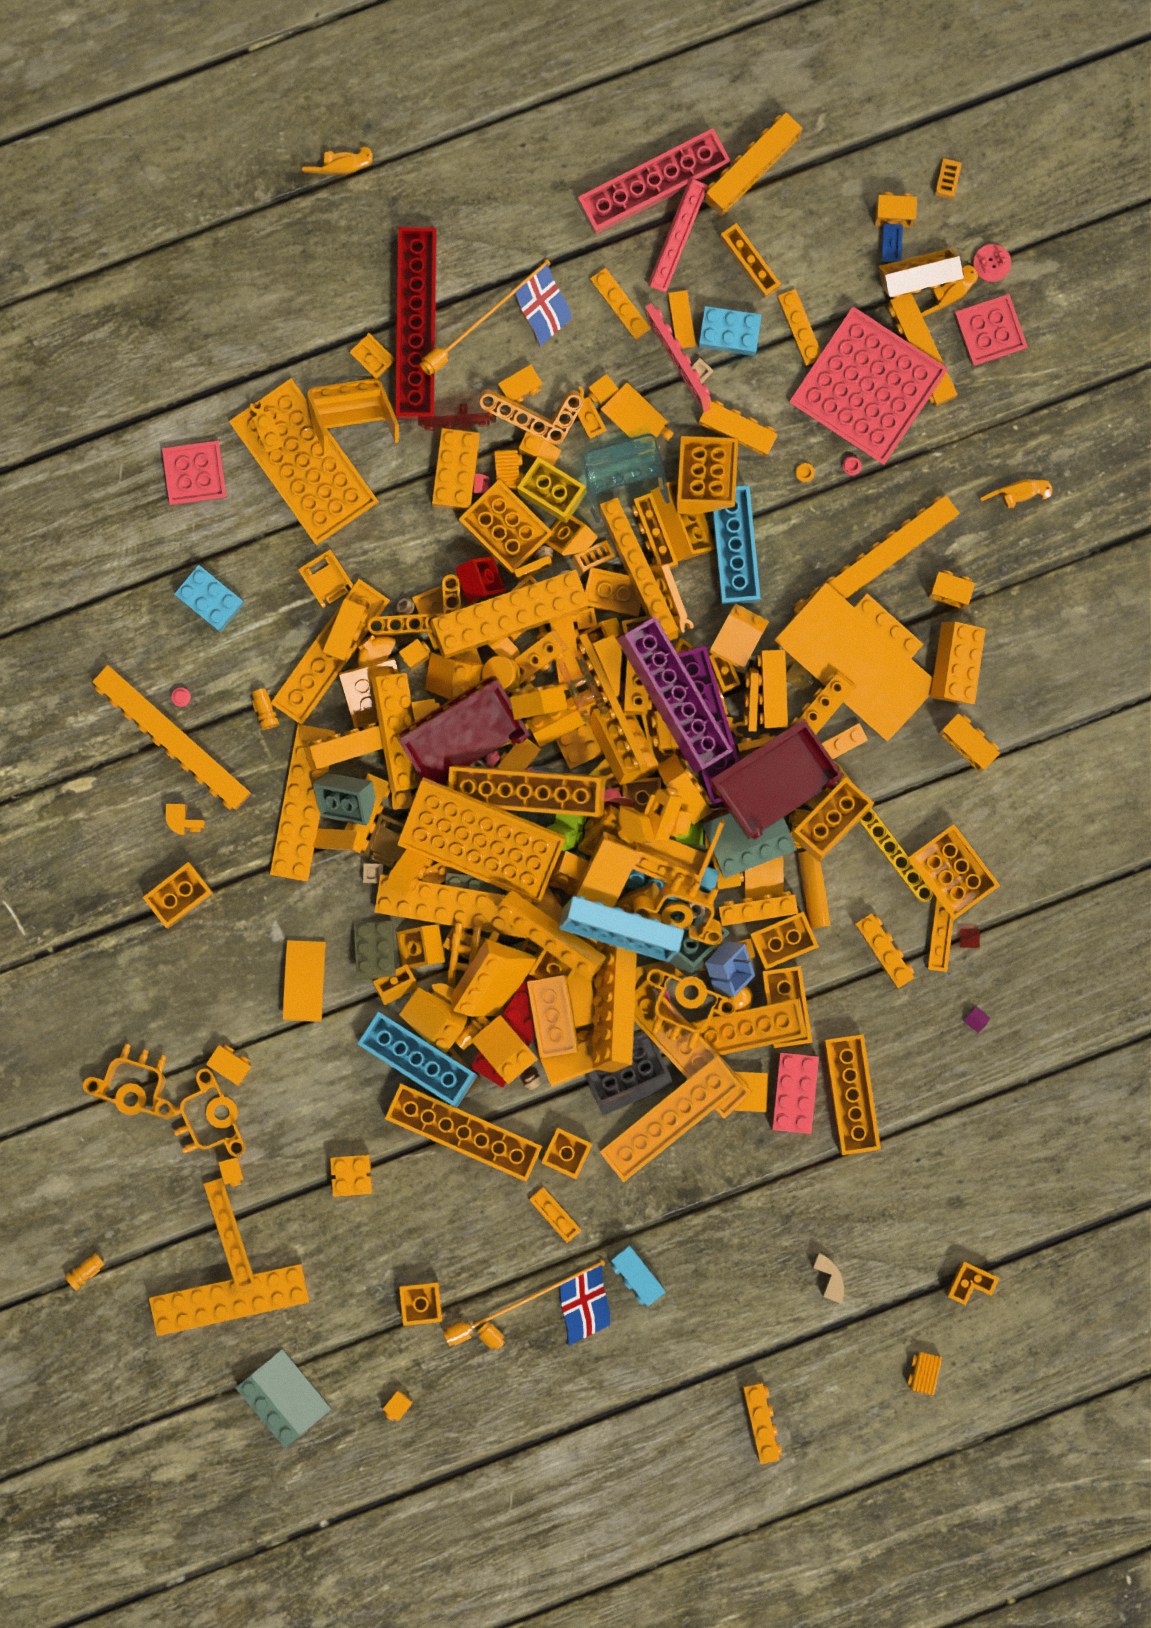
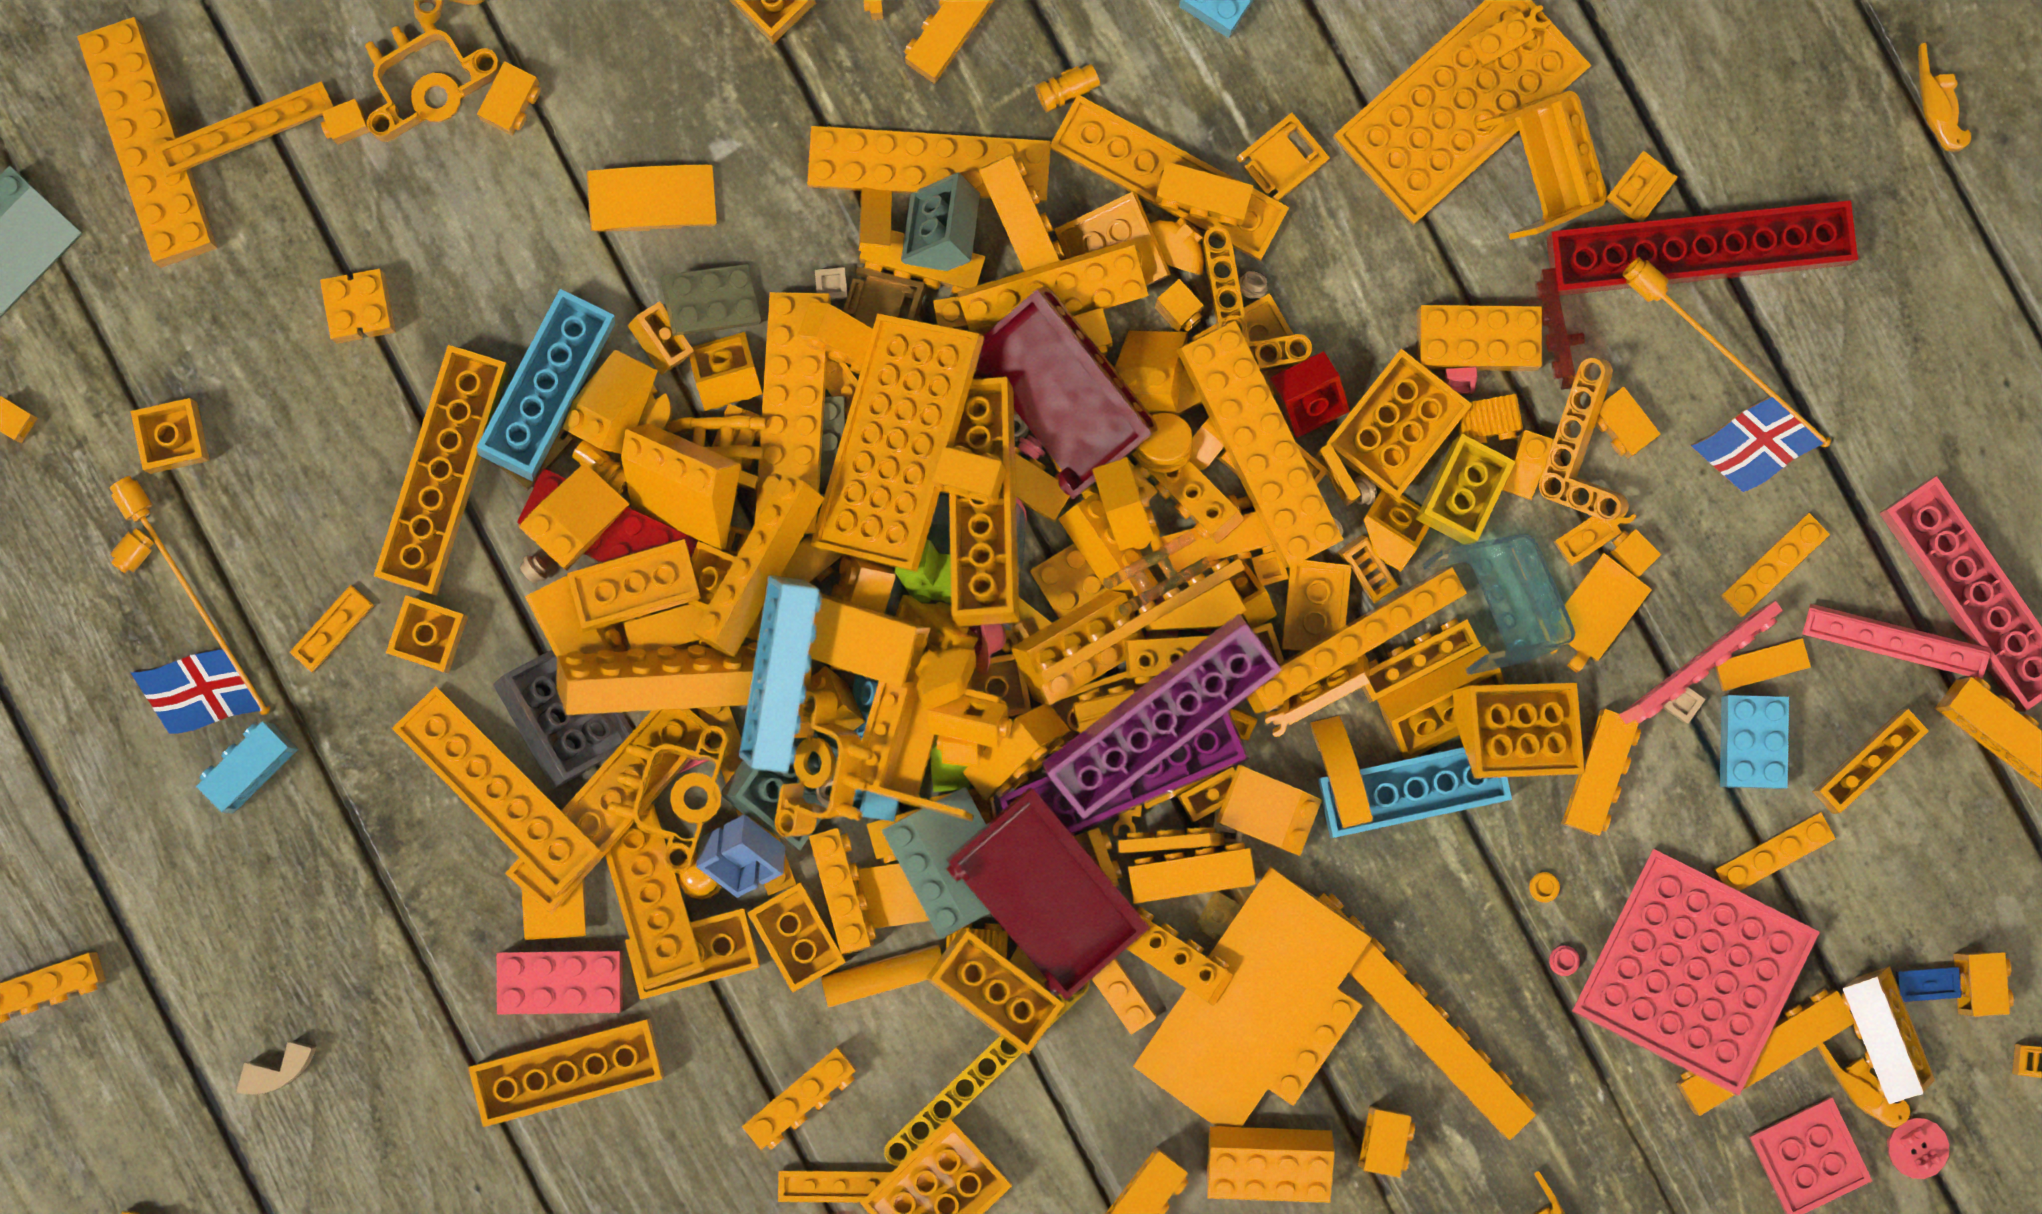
camera: 80 degrees right, 0 degrees up
(510, 795) = (970, 474): none -> light orange brick
(719, 588) = (1342, 771): none -> light orange slope

